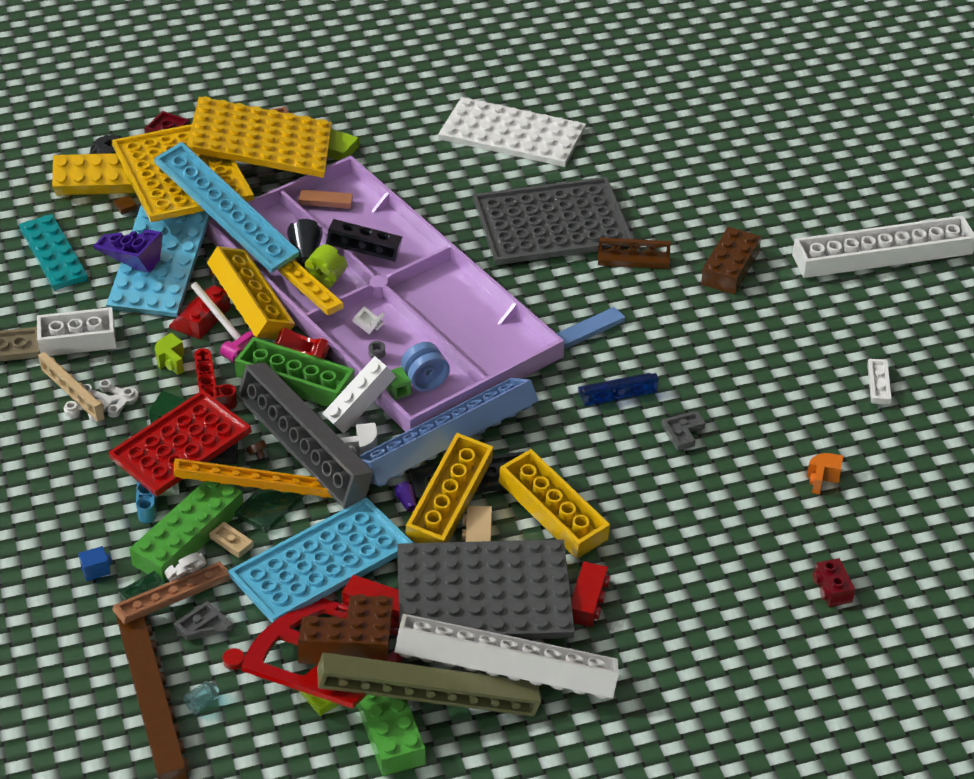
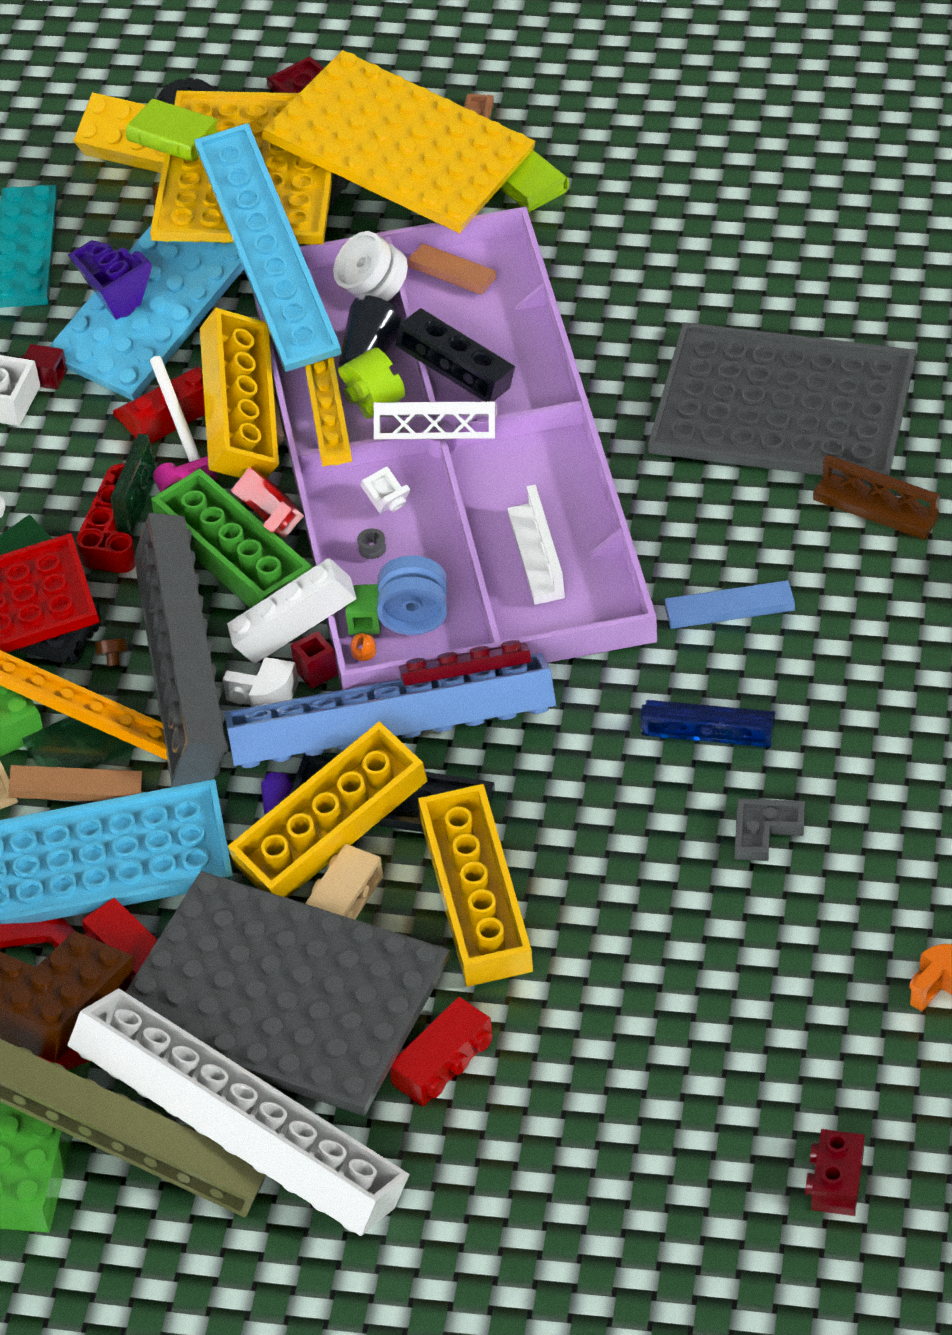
camera: 30 degrees right, 5 degrees up
(118, 309) = (49, 364): none -> dark red brick
(127, 159) = (170, 129): none -> lime piece
(169, 353) = (81, 453): lime brick -> none
(216, 355) = (133, 485): none -> clear green tile
(282, 525) = (72, 783): none -> medium nougat tile
(284, 206) = (370, 267): none -> white wheel
(372, 270) = (434, 409): none -> white fence
(384, 417) = (314, 659): none -> dark red brick
(408, 399) = (368, 647): none -> orange hinge
(470, 395) = (453, 665): none -> dark red plate
(474, 325) = (537, 549): none -> white fence
(512, 131) = (820, 229): white plate -> none

